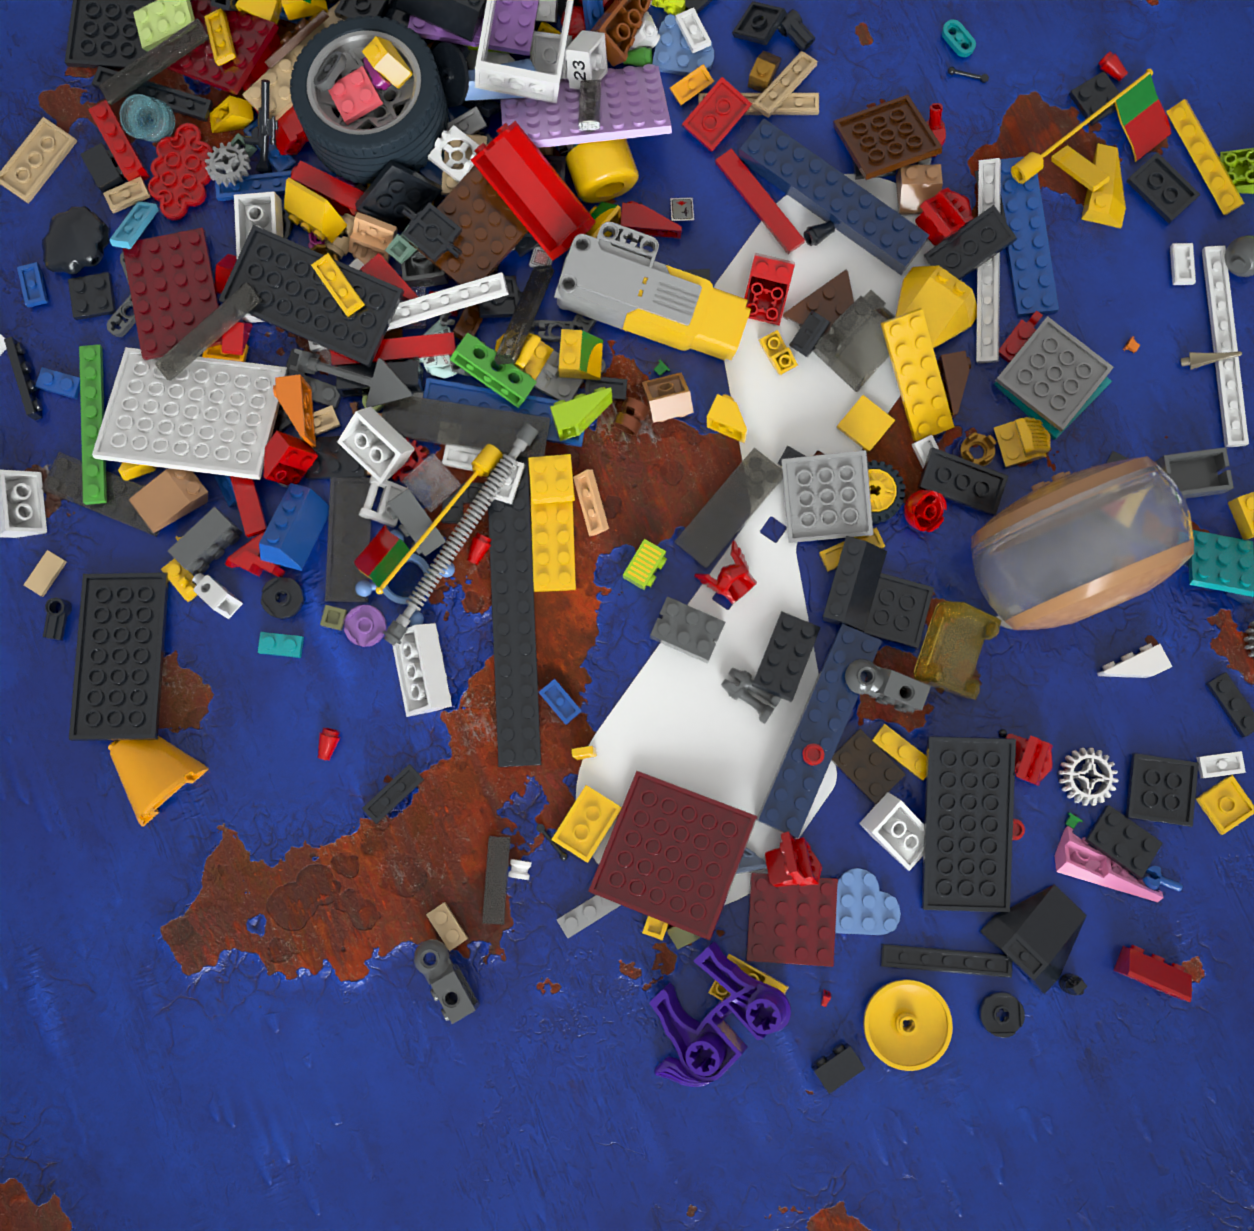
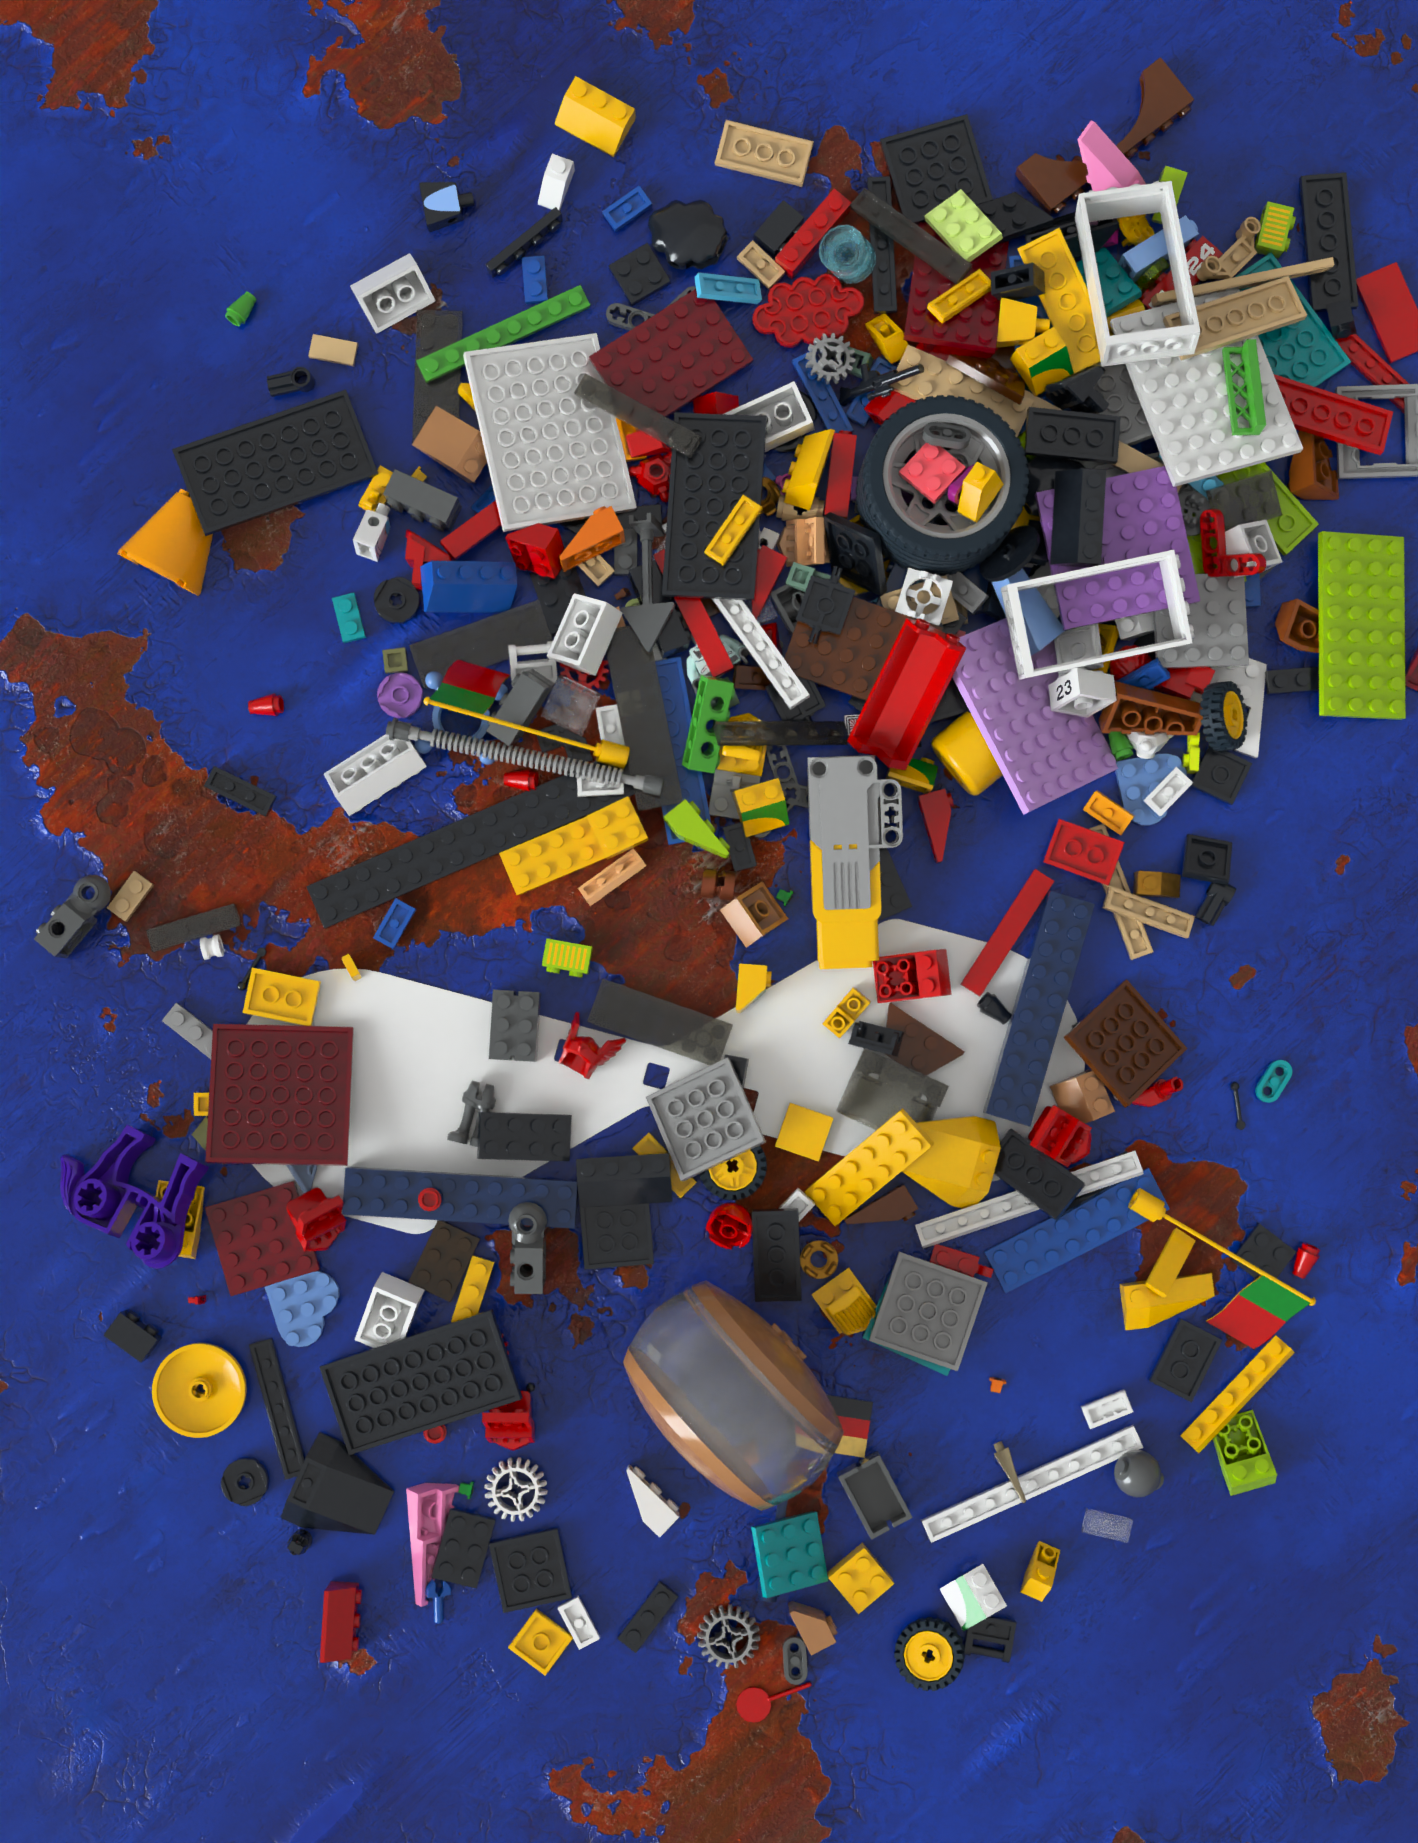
camera: 70 degrees right, 5 degrees up
(265, 342) = (654, 474): none -> red rock
(590, 105) = (1023, 717): clear smoke plate -> none
(682, 209) = (965, 853): sticker -> none
(954, 648) = (595, 1306): clear yellow windscreen -> none

